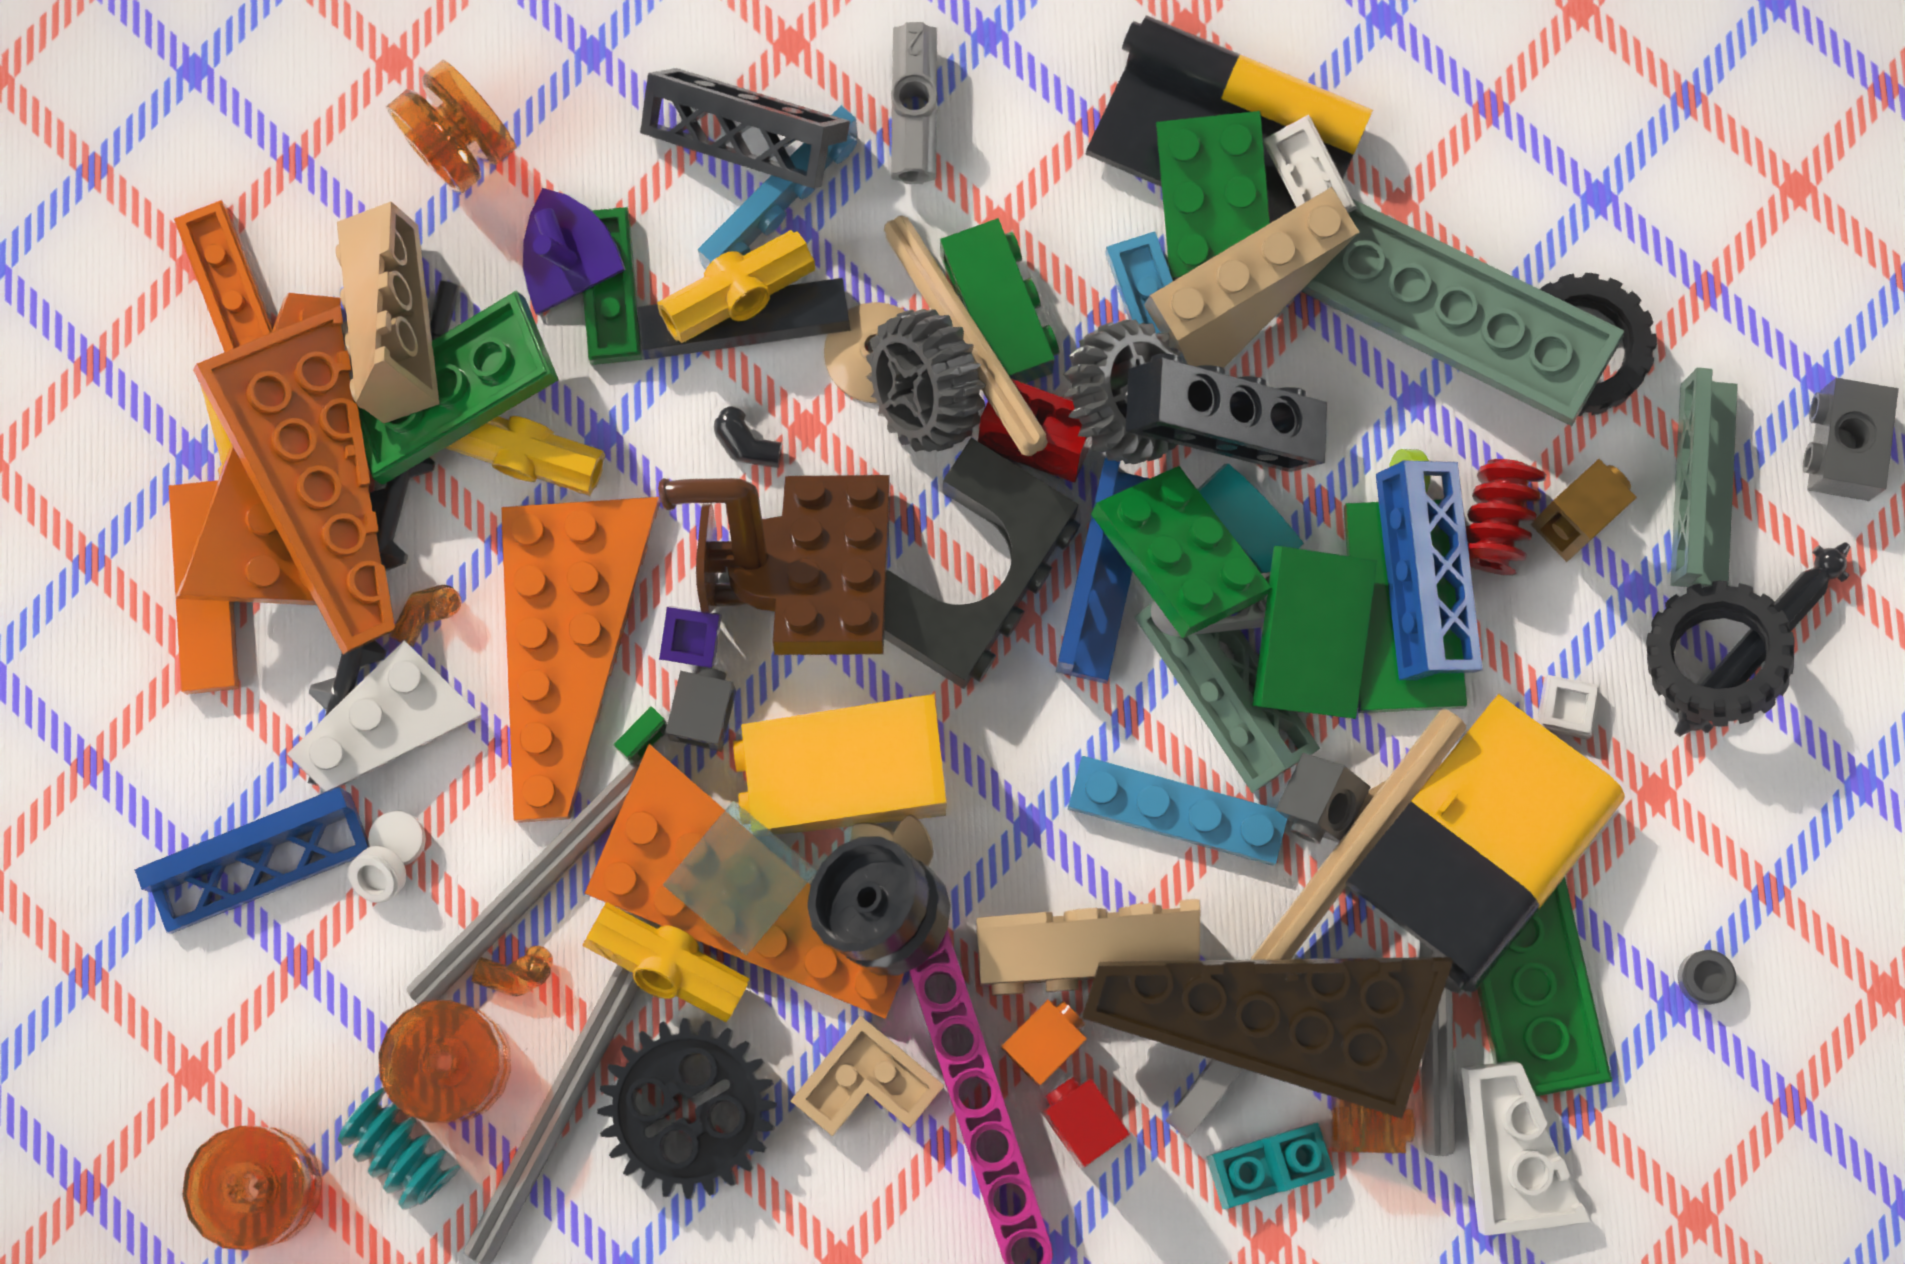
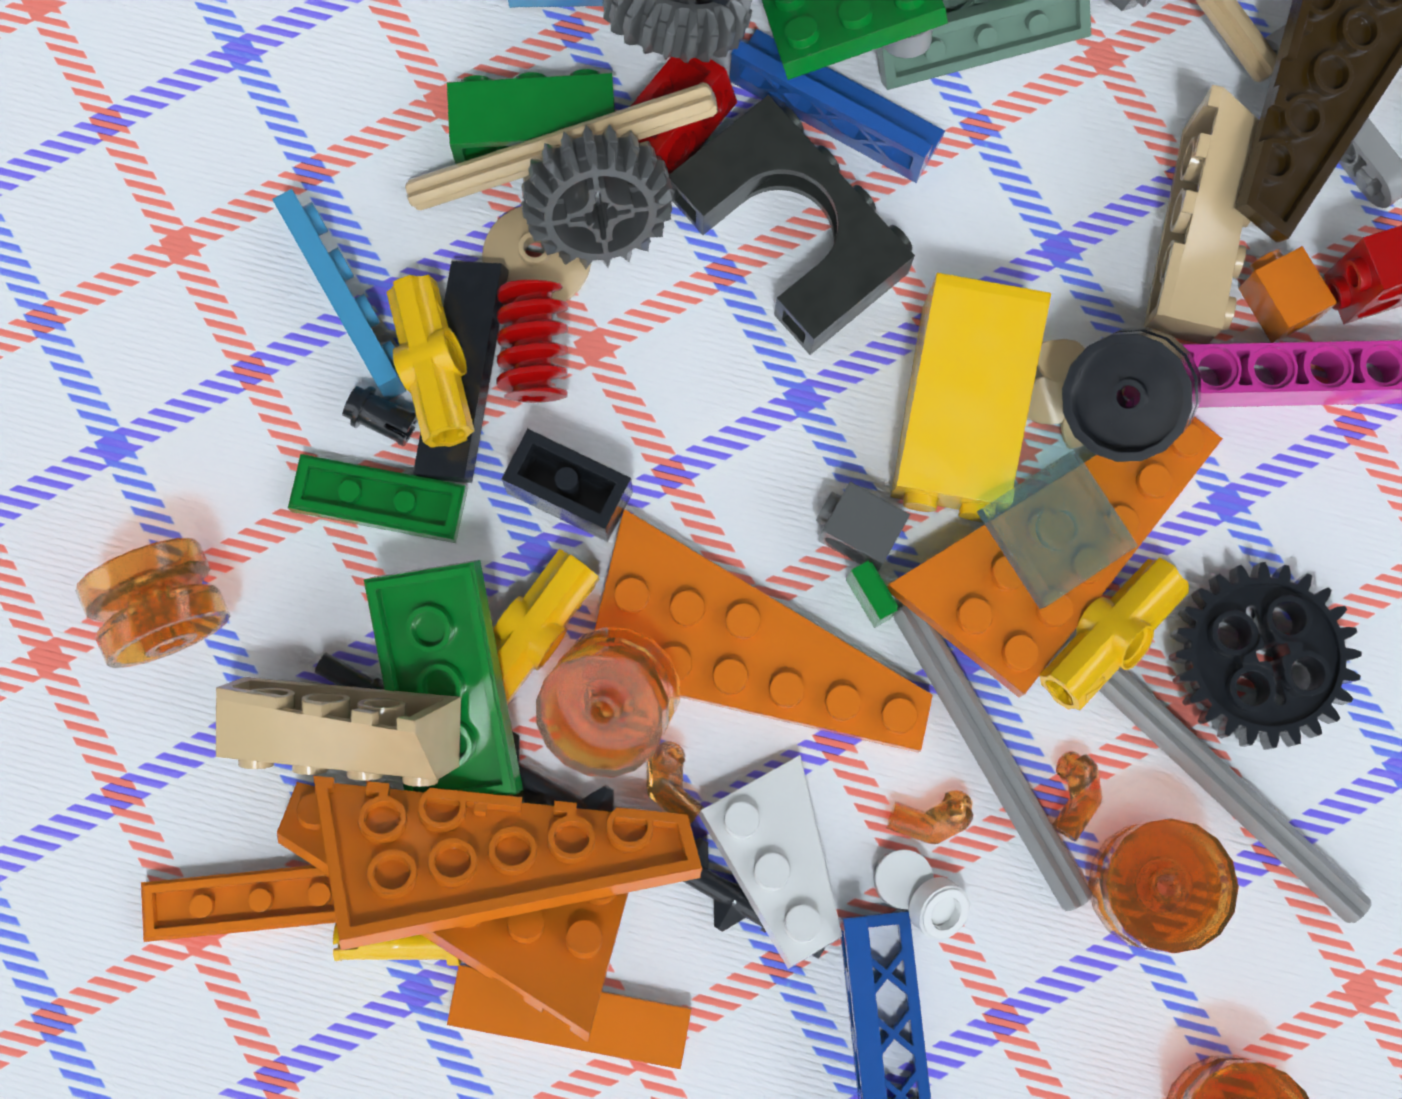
camera: 75 degrees left, 0 degrees up
(395, 1152) = (1238, 960): teal piece -> none
(453, 852) = (936, 824): none -> clear orange arm
(471, 529) = (608, 702): none -> clear orange wheel
(565, 250) = (325, 529): dark purple shield -> none
(657, 435) = (567, 485): none -> black brick
(681, 259) = (379, 415): none -> black pin
(690, 636) = (786, 512): dark purple tile -> none
(740, 443) = (593, 411): black arm -> none
(751, 110) = (240, 294): black fence -> none
(781, 370) = (529, 341): none -> red piece
(811, 566) = (743, 366): reddish brown plate -> none
(865, 1065) = (1265, 480): tan plate -> none
(914, 130) = (262, 124): light grey piece -> none
(1177, 810) = (1087, 109): dark azure plate -> none

